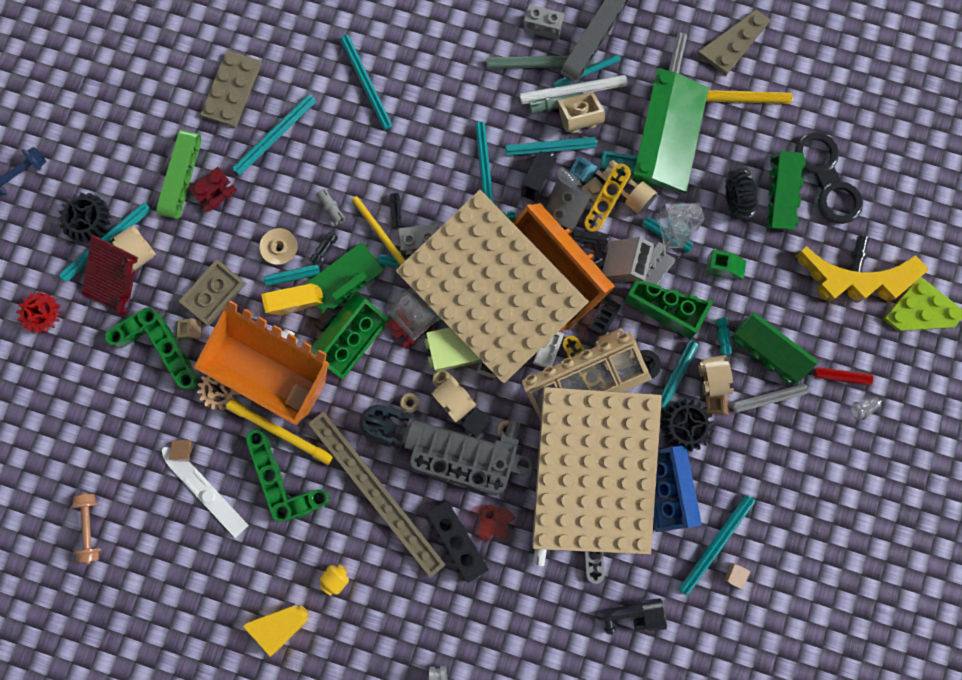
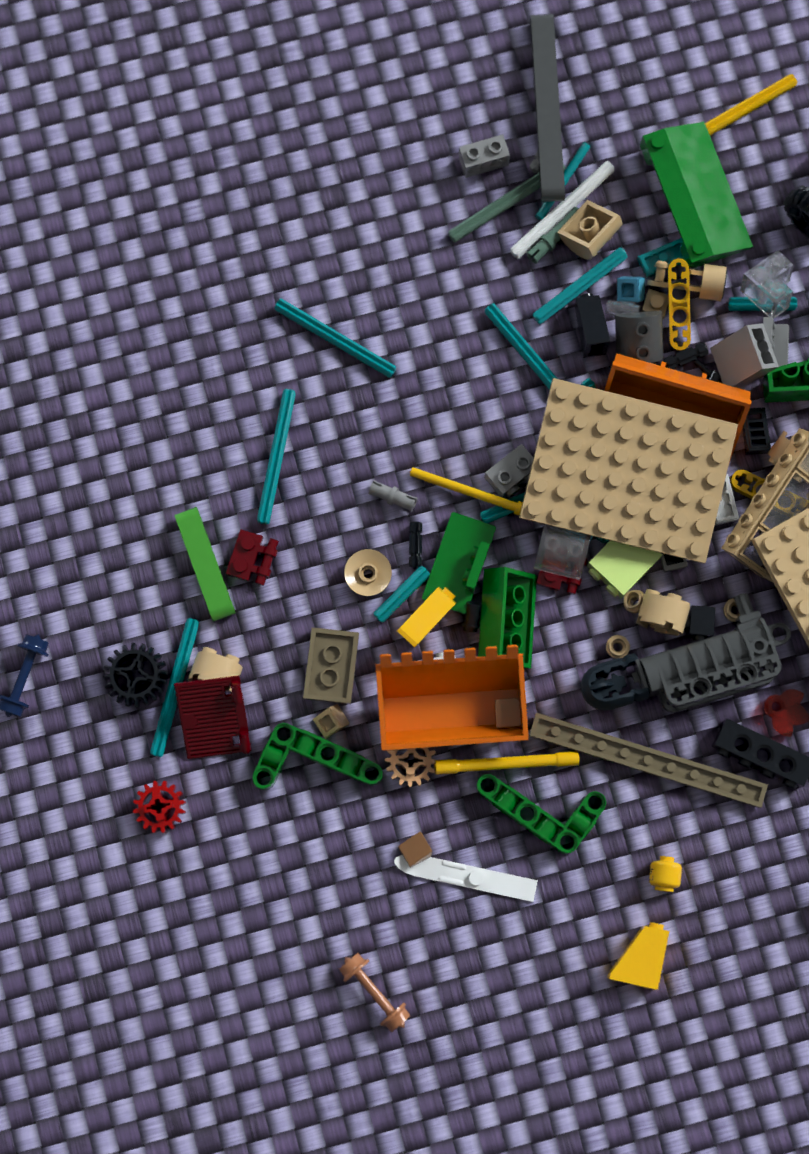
camera: 35 degrees left, 0 degrees up
(231, 89) = (193, 437): dark tan plate -> none
(395, 210) = (464, 456): black axle -> none
(678, 52) = (646, 105): light grey axle -> none
(732, 45) = (696, 57): dark tan wing -> none

